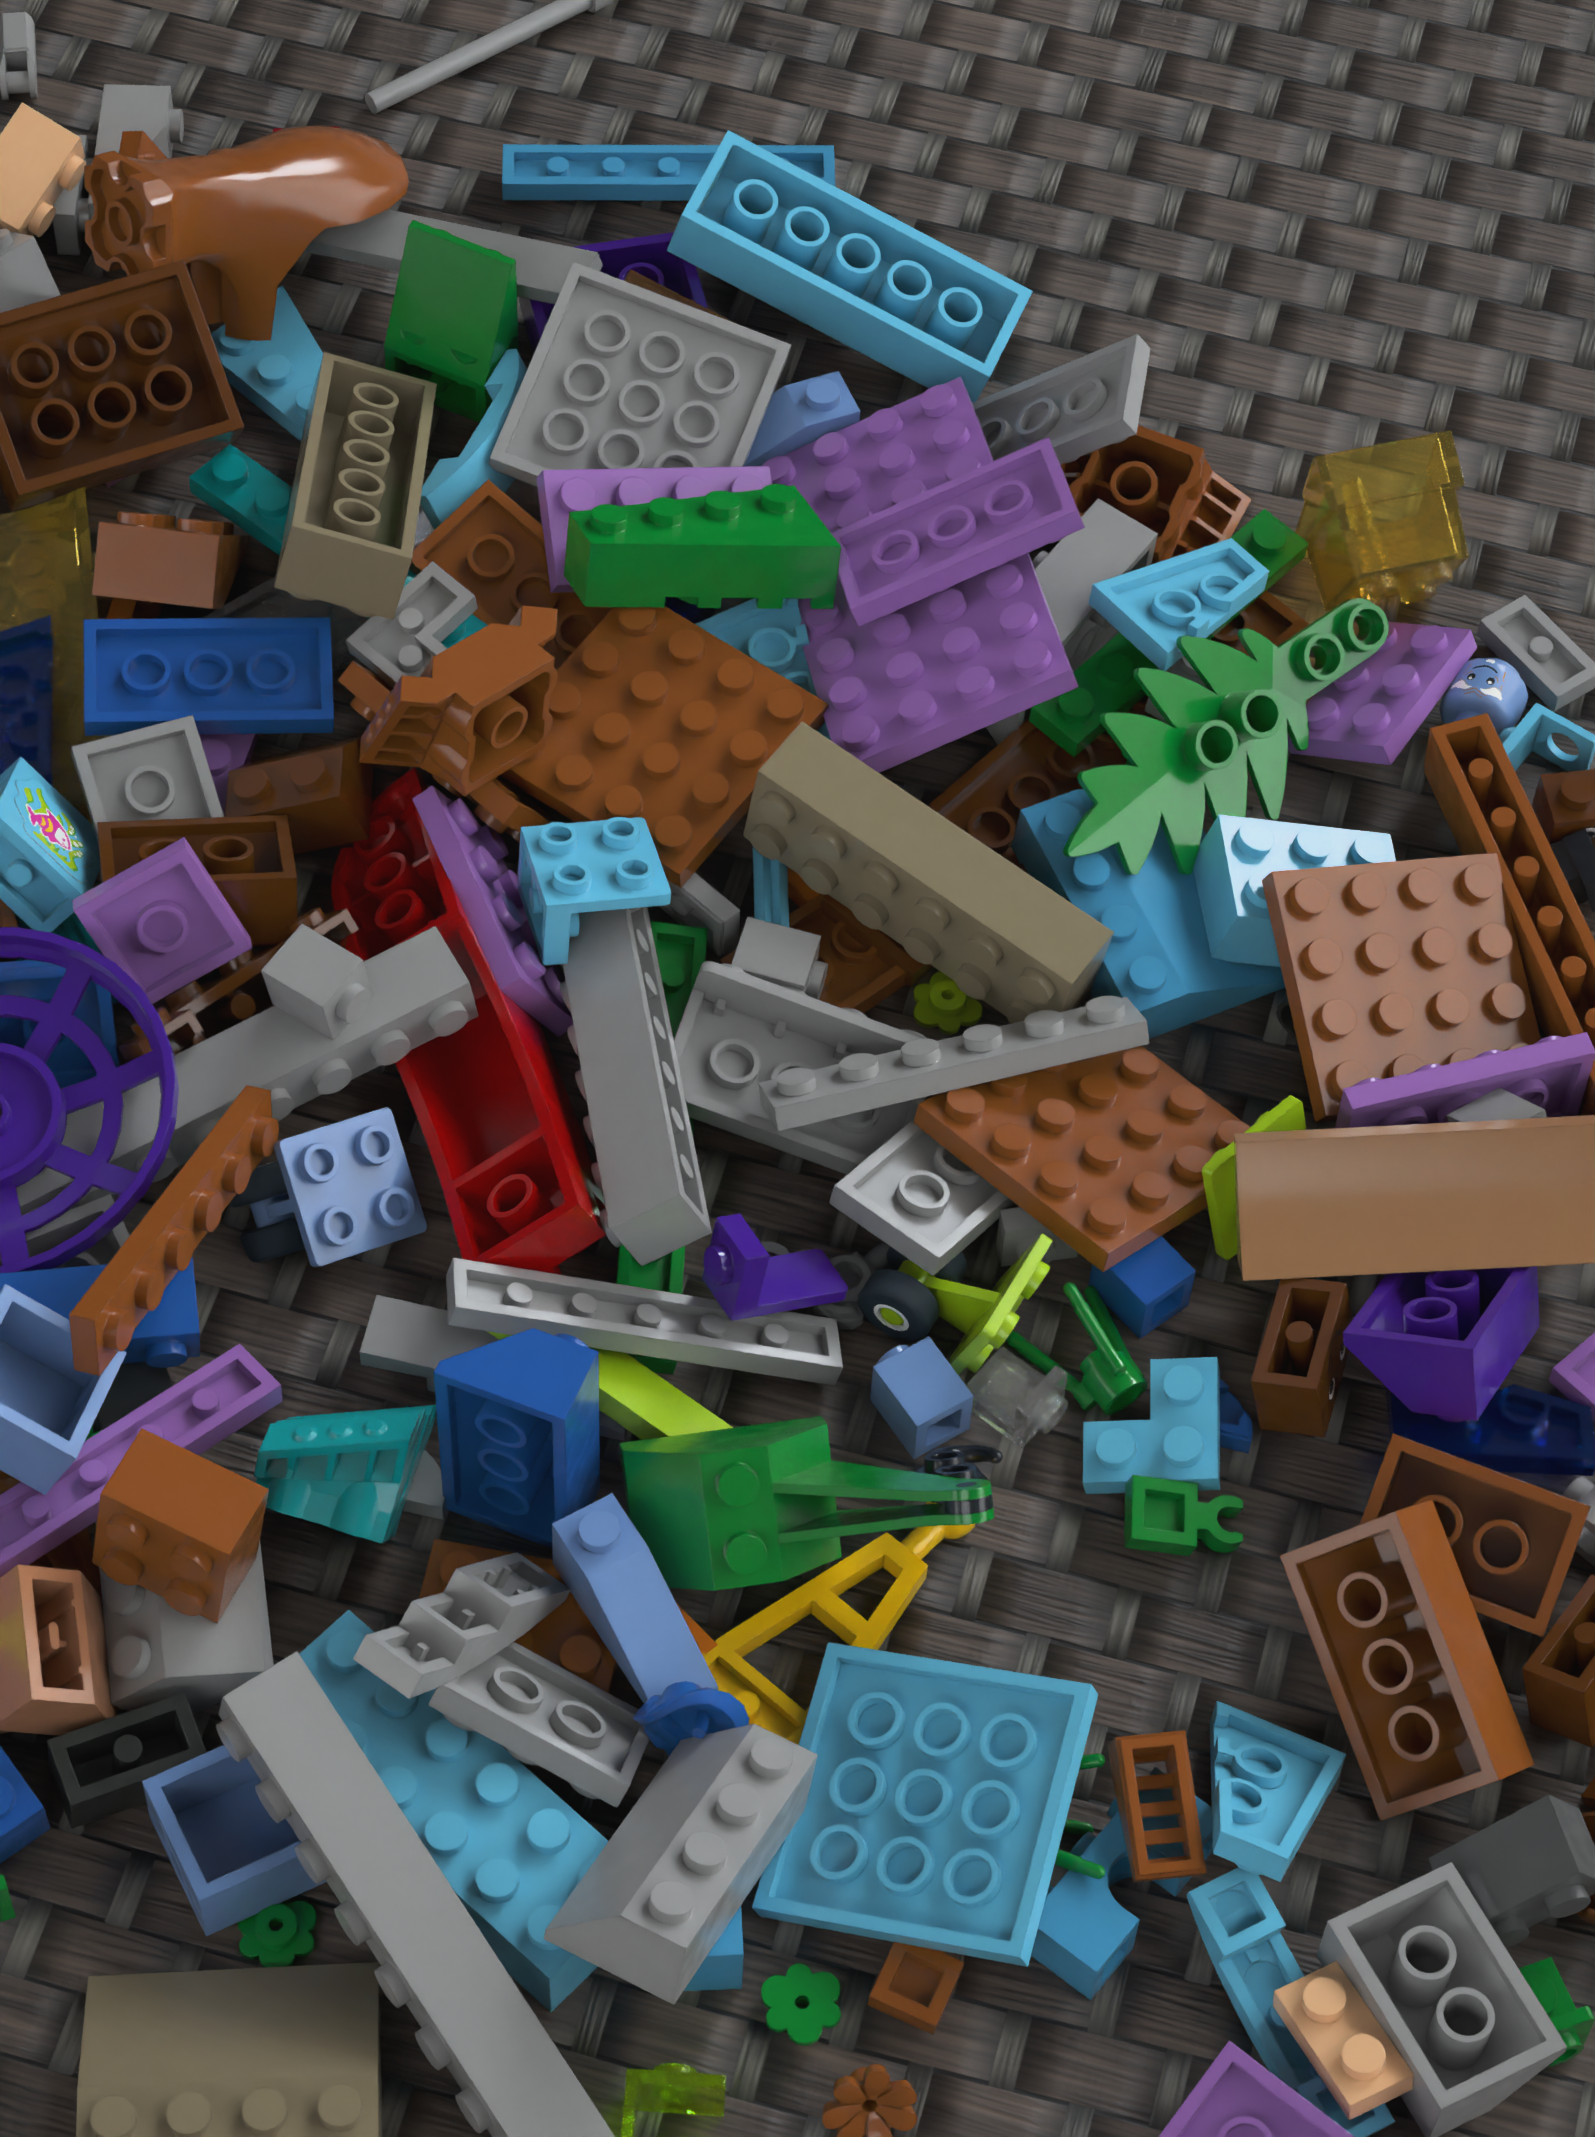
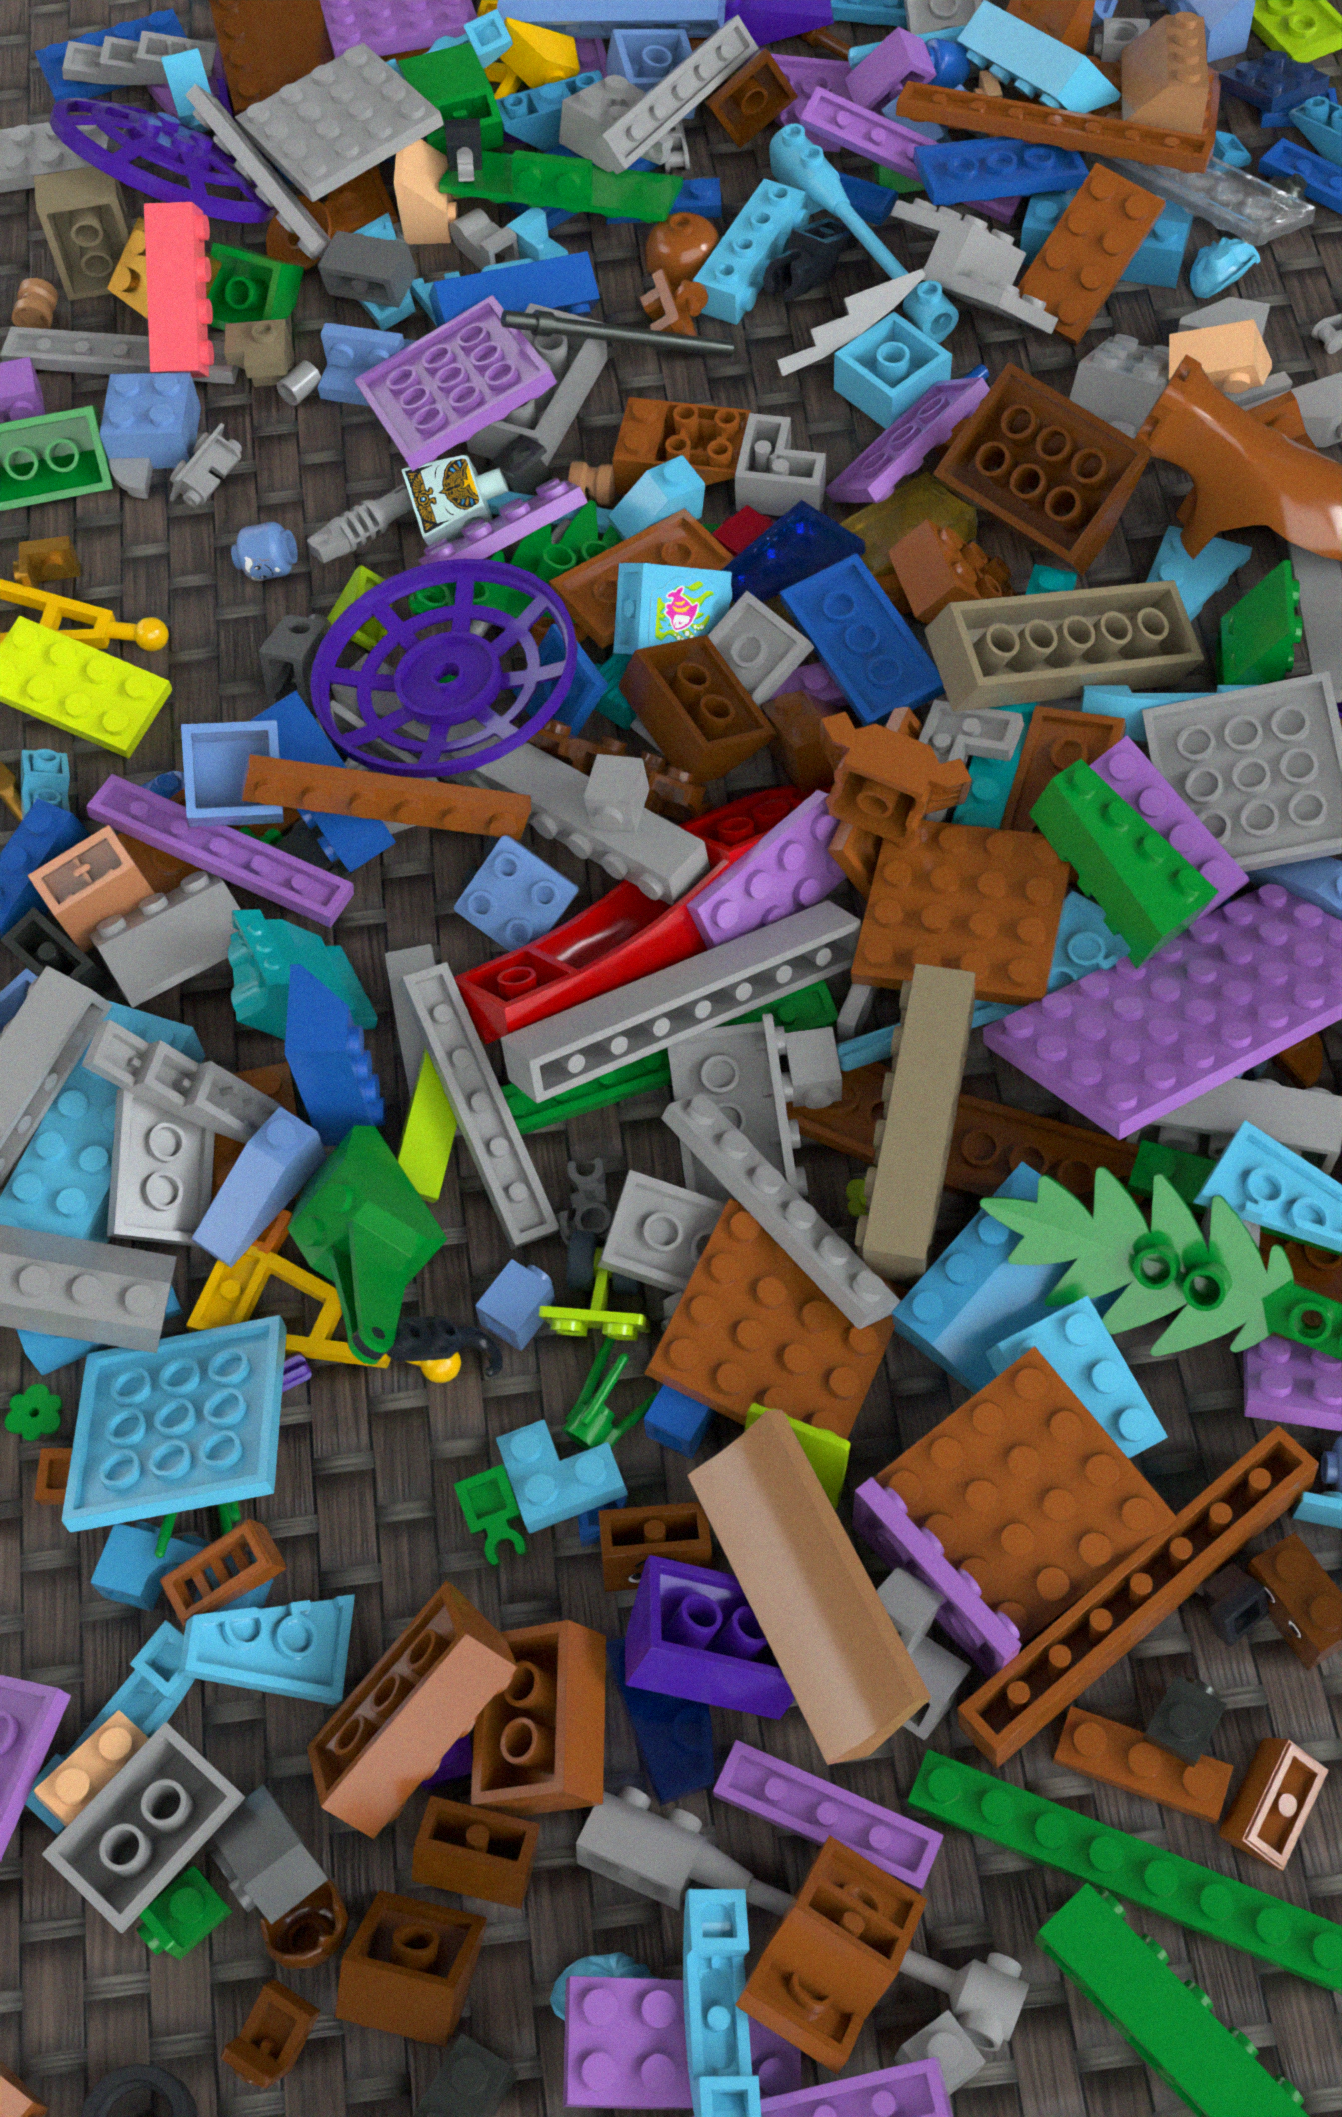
camera: 75 degrees right, 5 degrees up
(163, 921) = (631, 697): medium lavender plate -> none
(178, 1526) = (171, 895): dark orange brick -> none
(582, 870) = (803, 912): medium azure bracket -> none
(688, 1712) = (190, 1256): blue hat -> none
(755, 1284) = (545, 1164): dark purple bracket -> none
(955, 531) = (1225, 1004): medium lavender plate -> none
(1018, 1397) = (551, 1368): clear bracket -> none

